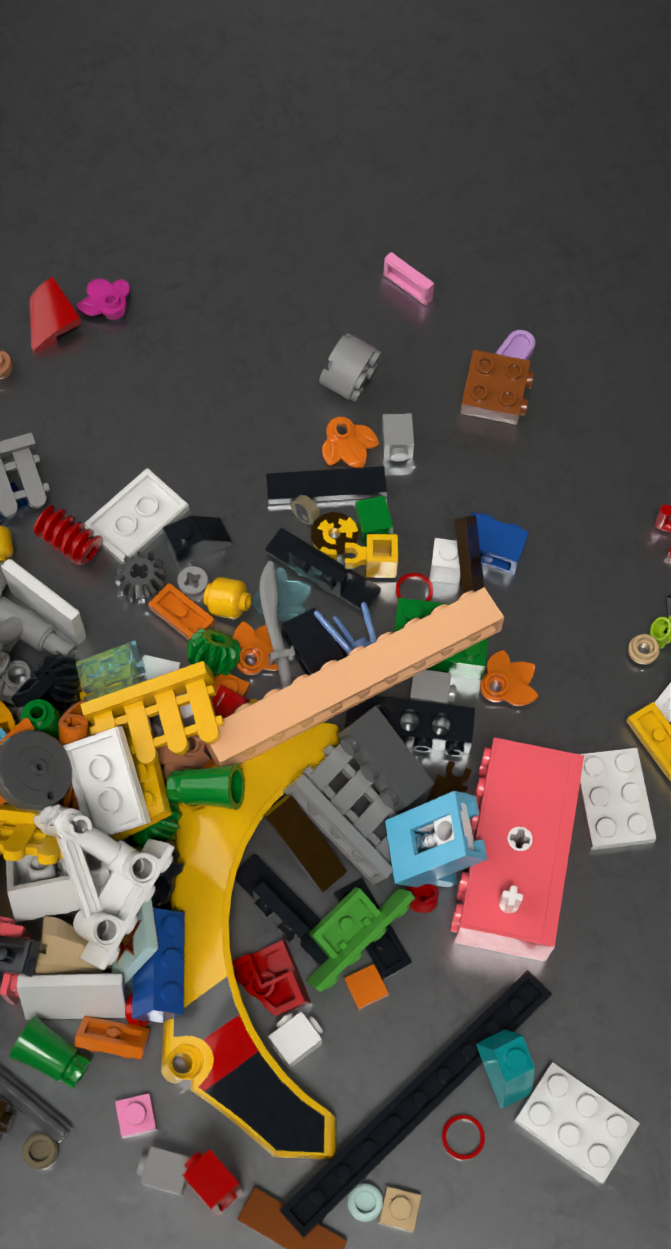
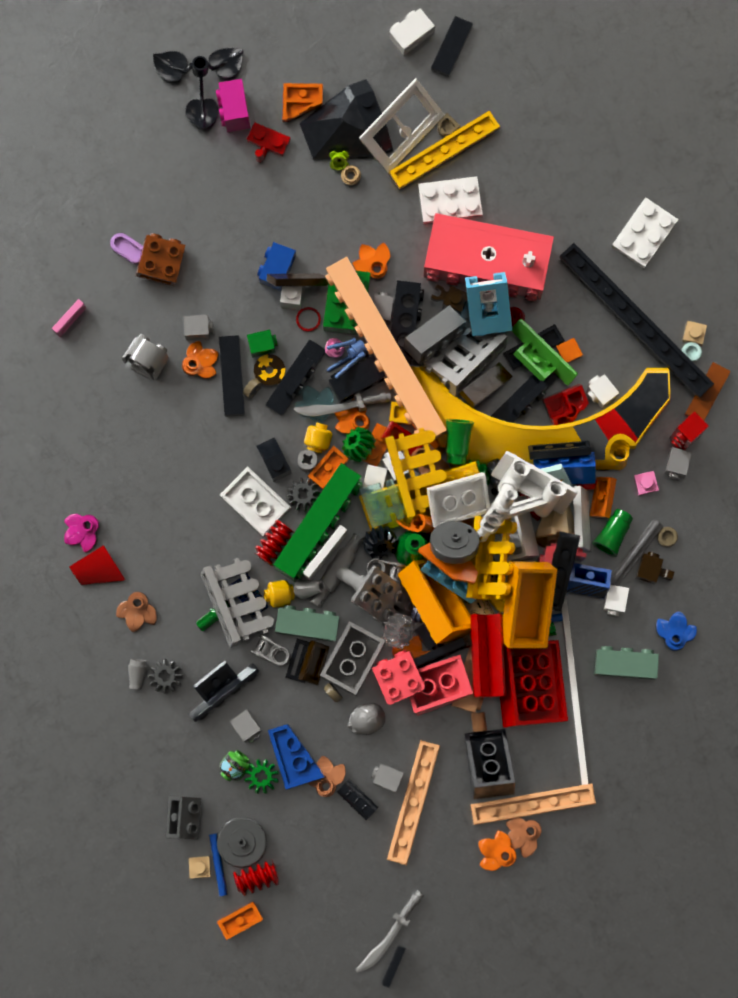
camera: 85 degrees left, 15 degrees up
(32, 689) = (391, 554): black tile -> none
(95, 591) = (318, 522): none -> green brick
(186, 953) = (559, 450): none -> black tile
(359, 619) = (333, 352): none -> bright pink plate
(378, 555) = (289, 340): yellow brick -> none
(482, 1137) = (657, 287): red piece -> none
(507, 1066) = (616, 269): teal slope -> none

